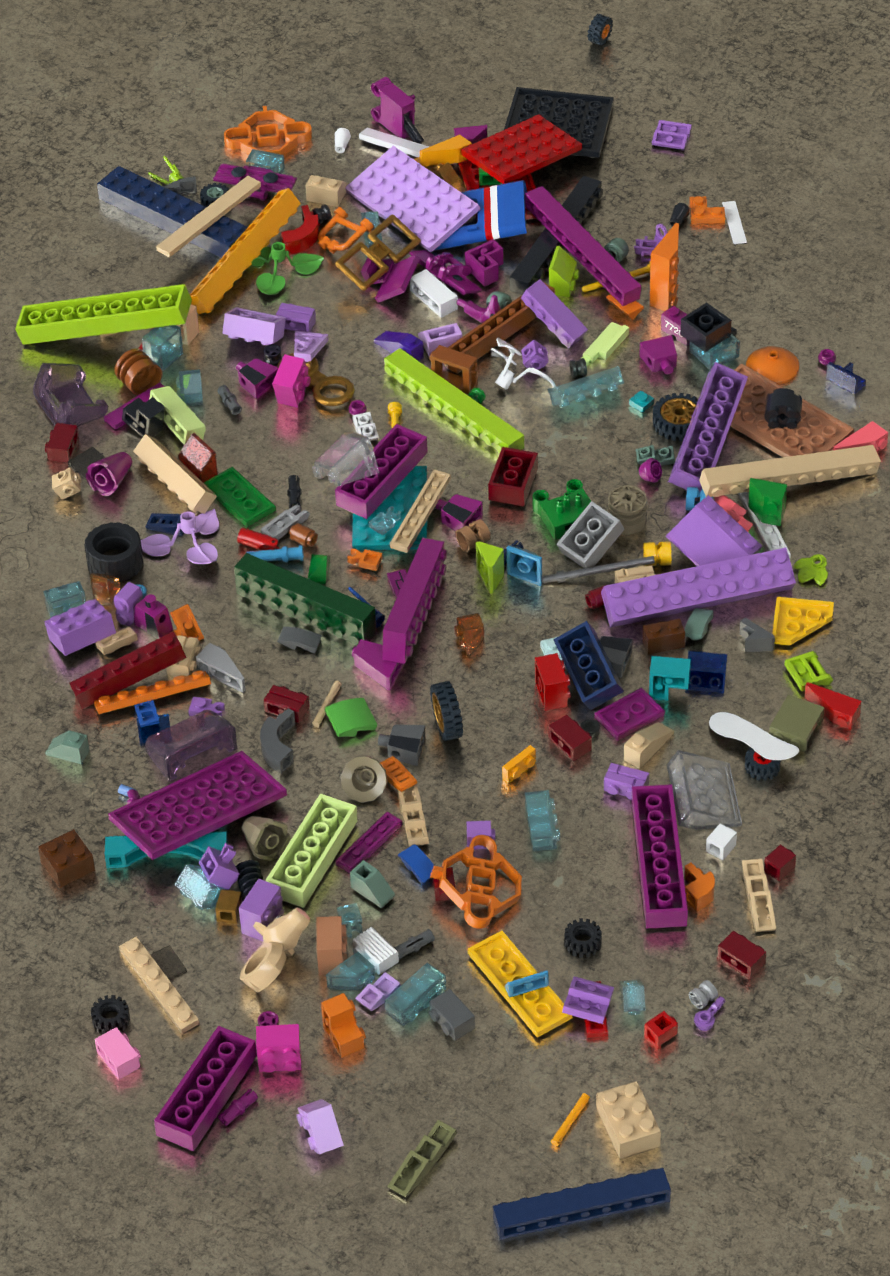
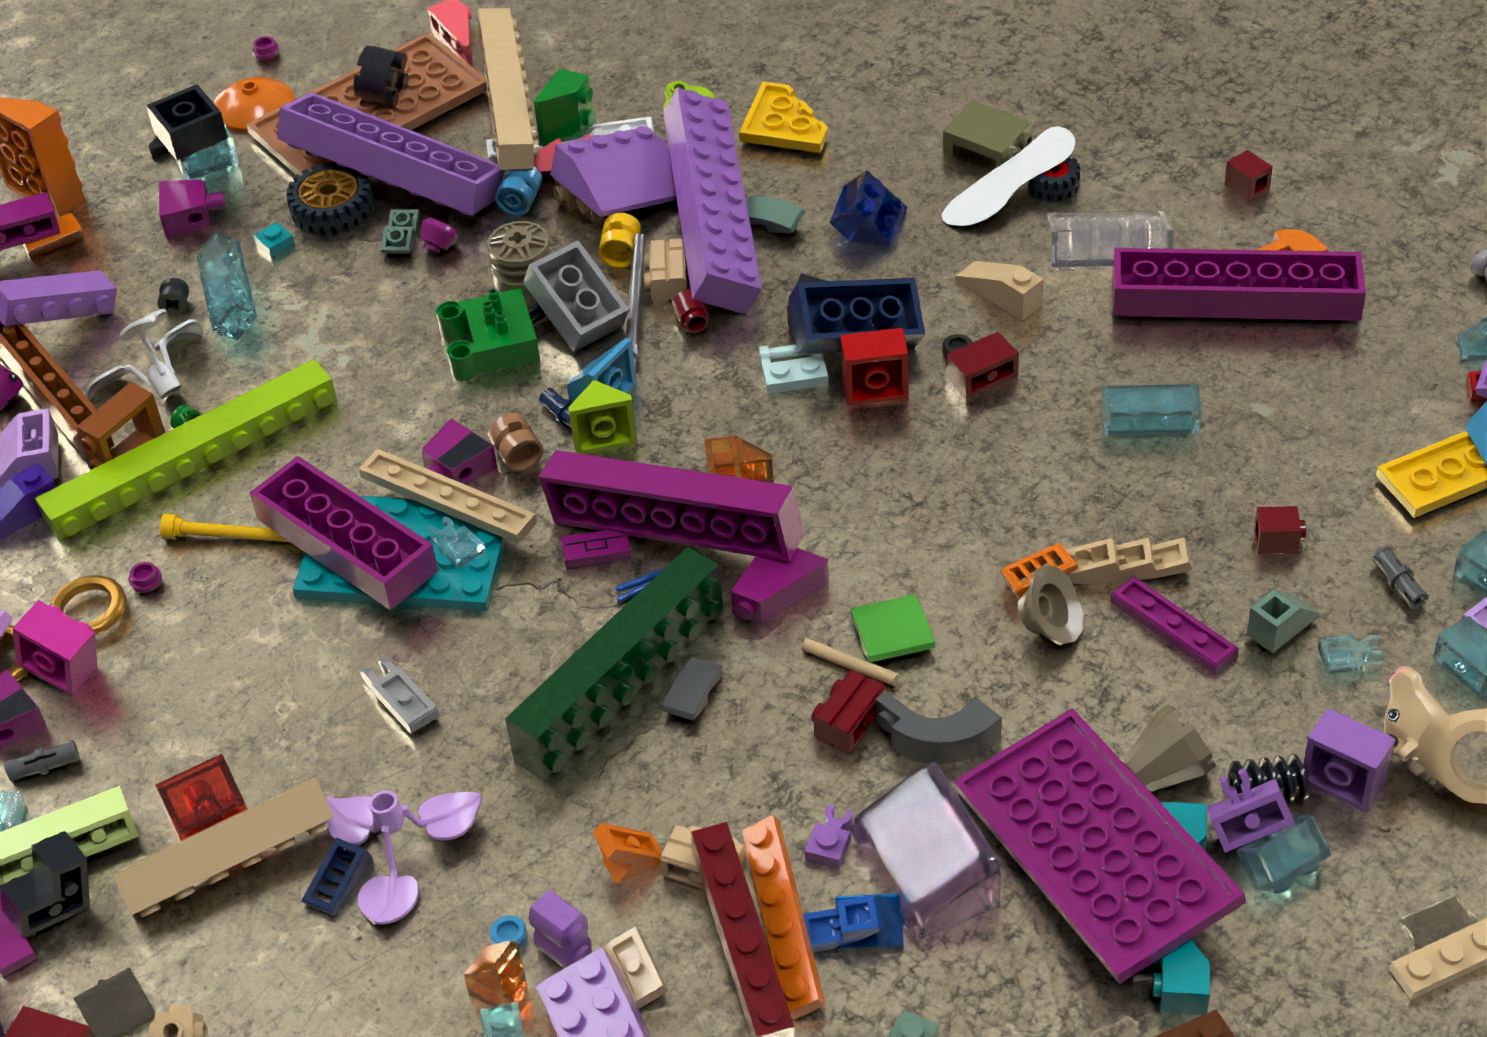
camera: 80 degrees left, 0 degrees up
(108, 473) = (179, 957): magenta cone -> none
(114, 537) = (400, 919): black tyre -> none
(129, 792) = (1034, 958): arm -> none
(153, 617) = (600, 895): magenta torso -> none
(220, 667) = (745, 797): light grey slope -> none
(228, 906) = (1328, 811): pearl gold brick -> none
(240, 497) = (319, 750): green tile -> none
(256, 540) = (431, 735): red piece -> none
(285, 554) = (479, 697): dark azure pin -> none
(294, 490) = (325, 676): black pin -> none
(303, 535) = (440, 667): dark orange brick -> none
(313, 849) = (1207, 687): yellowish green brick -> none
(319, 568) = (522, 652): green slope -> none
(330, 943) = (1438, 657): nougat brick -> none
(347, 460) = (306, 559): clear windscreen -> none
(365, 426) = (206, 571): white slope -> none
(366, 560) = (524, 582): orange plate -> none
(375, 950) = (1418, 622): white brick -> none
(404, 743) = (968, 558): dark grey torso -> none
(417, 862) = (1228, 559): blue slope -> none
(446, 710) = (929, 482): black wheel -> none
(478, 893) = (1284, 479): orange piece -> none
(479, 828) = (1176, 481): medium lavender brick -> none
(513, 476) = (400, 382): dark red brick -> none
(519, 764) = (1030, 425): light orange plate -> none
(534, 355) = (128, 349): medium lavender brick -> none
(583, 947) = (1386, 395): black tyre -> none
(606, 343) = (125, 266): yellowish green piece -> none
(621, 780) = (1080, 312): medium lavender brick -> none
(629, 714) = (943, 306): magenta tile -> none
(663, 636) = (792, 247): reddish brown brick -> none
(667, 674) = (889, 239): teal brick -> none
(672, 323) = (132, 178): magenta brick -> none
(721, 841) = (1205, 226): white brick -> none
(741, 954) = (1417, 225): dark red brick -> none
(756, 637) = (808, 159): dark grey slope -> none
(758, 895) = (1309, 204): tan slope -> none
(802, 672) = (886, 122): lime plate -> none
(837, 707) = (949, 103): red slope -> none
(845, 377) = (316, 34): clear blue panel -> none

